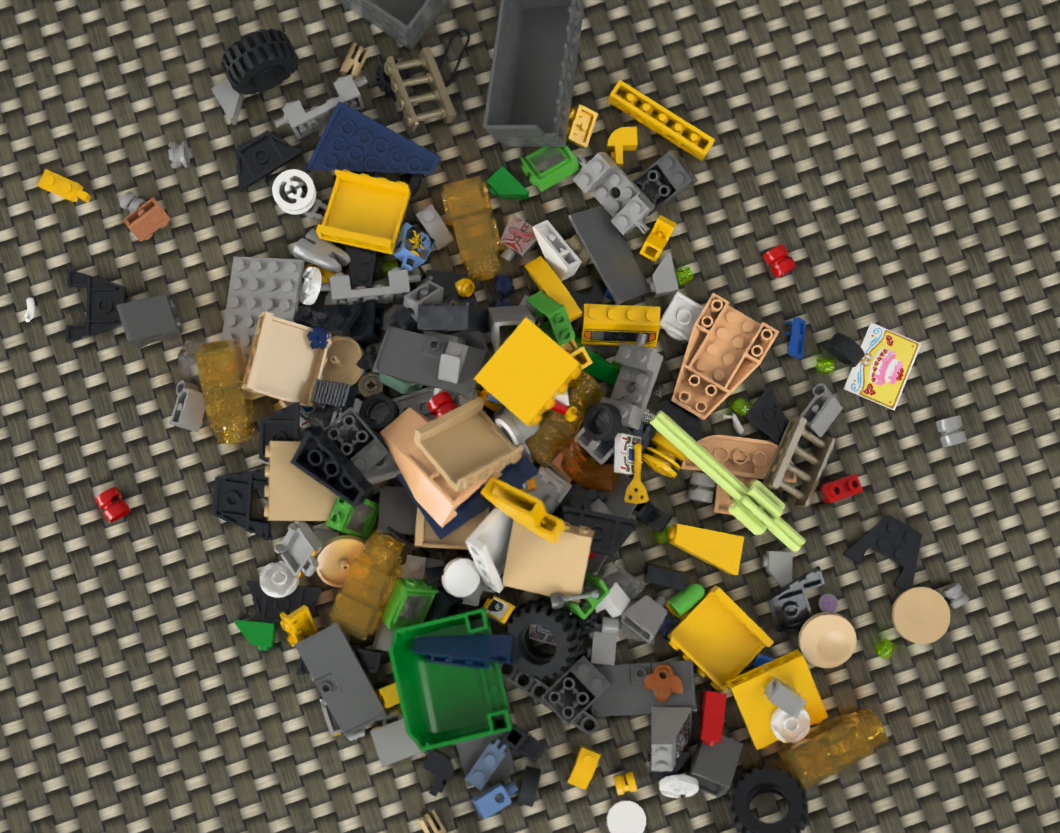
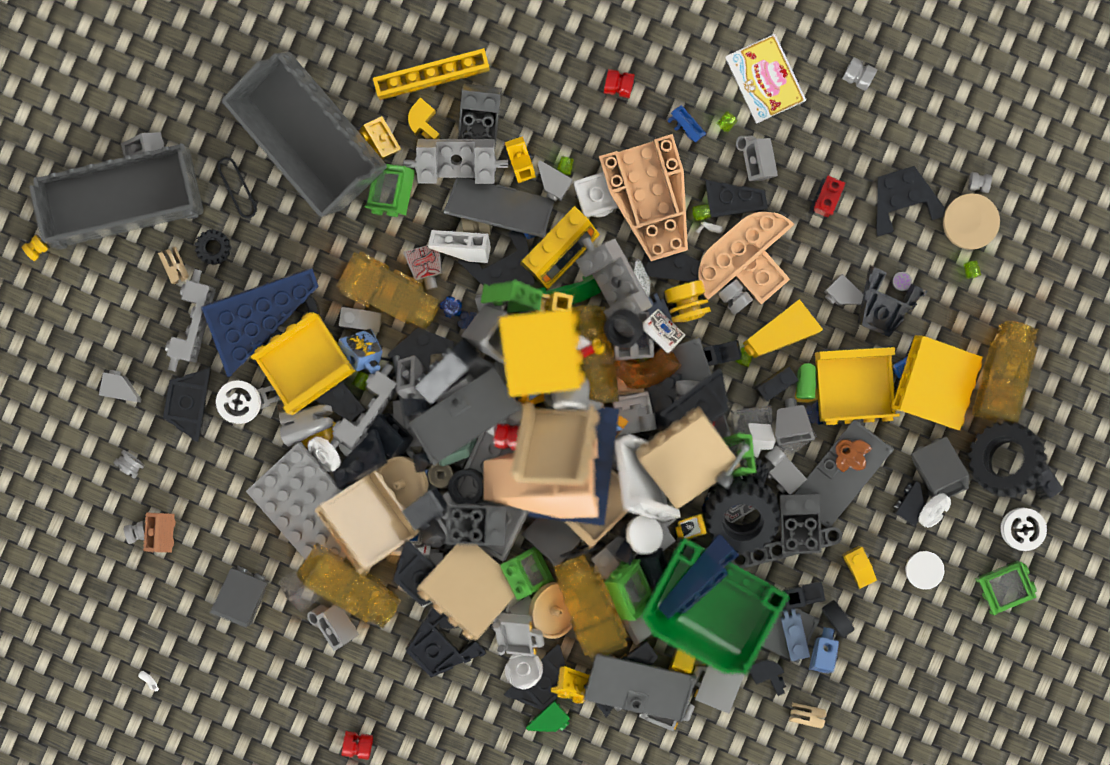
camera: 40 degrees left, 5 degrees up
(63, 187) = (73, 574): yellow hinge -> none
(101, 306) = (195, 622): black wing -> none
(259, 61) = (114, 340): black tyre -> none
(318, 338) = (370, 482): clear blue plant -> none
(330, 467) = (480, 559): black wedge -> none
(431, 77) = (242, 217): dark tan fence -> none
(452, 362) = (481, 400): light grey slope -> none
(464, 287) = (427, 338): yellow plate -> none
(506, 186) = (376, 237): green slope -> none
(524, 509) = (639, 445): yellow slope -> none
(552, 286) = (487, 273): yellow slope -> none
(620, 784) = (896, 551): yellow wheel -> none
(636, 482) = (689, 343): yellow piece -> none
(669, 735) = (893, 485): light grey slope -> none
(711, 717) = (907, 442): red slope -> none
(751, 504) = (782, 273): yellowish green axle -> none
(784, 453) = (766, 215): dark tan fence -> none
(784, 697) = (941, 377): light grey slope -> none
(788, 728) = (962, 388): white tile -> none
(827, 639) = (927, 306): tan piece -> none
(845, 350) = (729, 96): black tyre -> none

